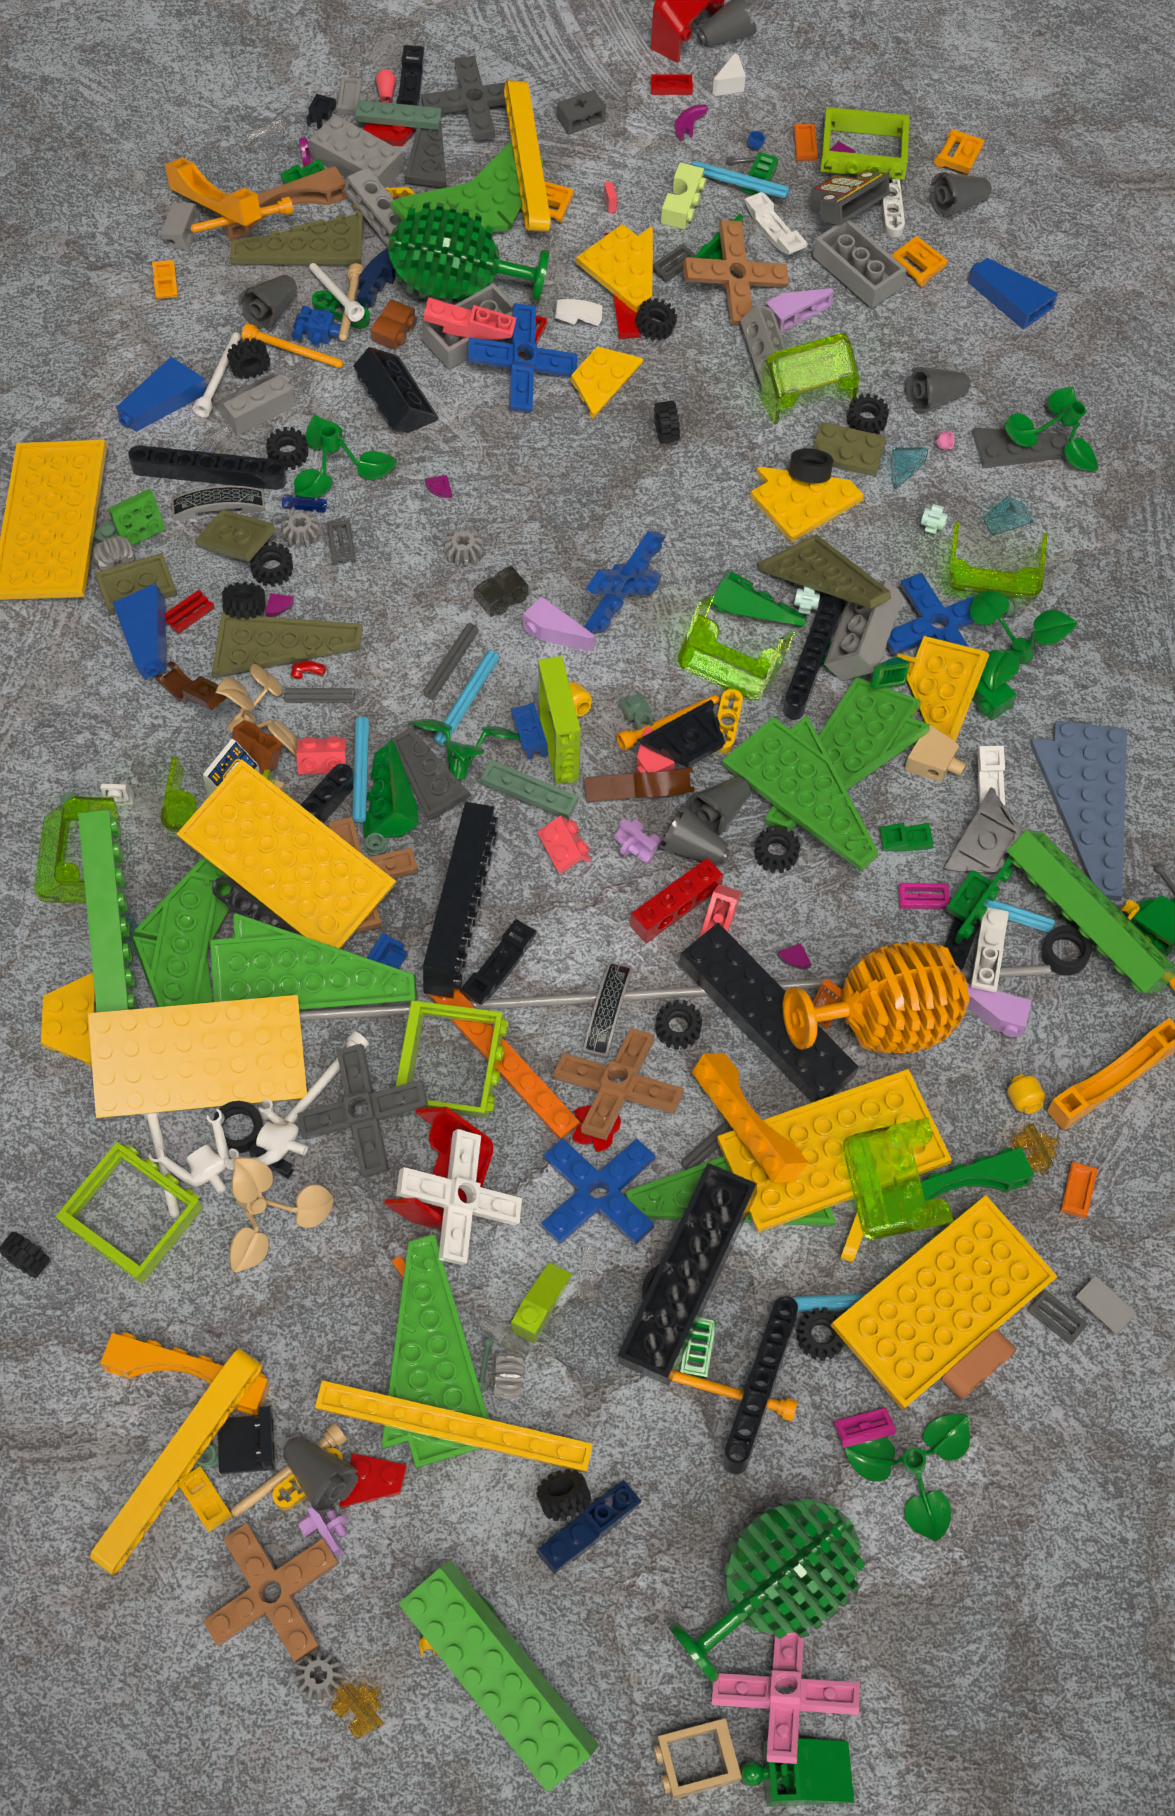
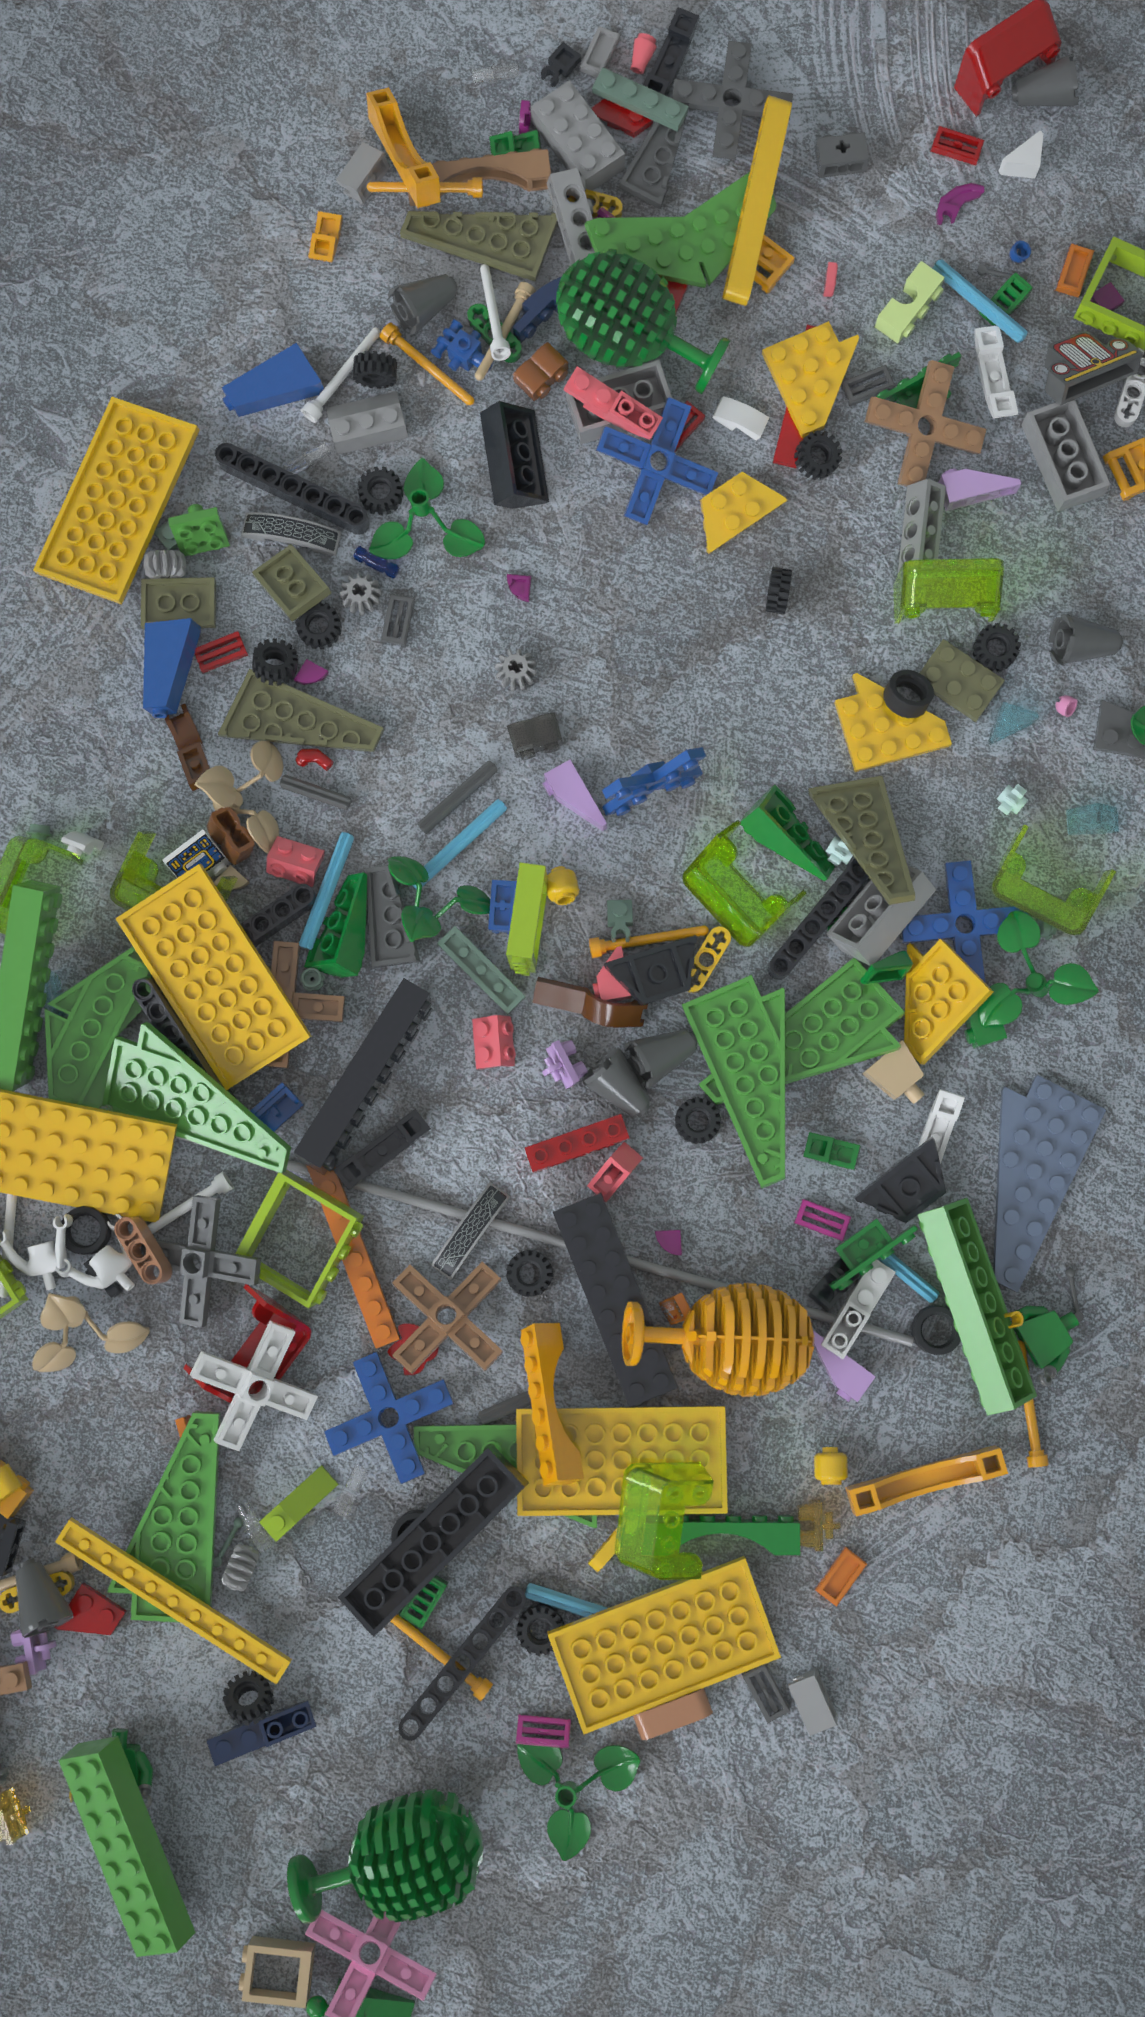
camera: 30 degrees right, 20 degrees up
(293, 1111) = (132, 1245): none -> nougat beam

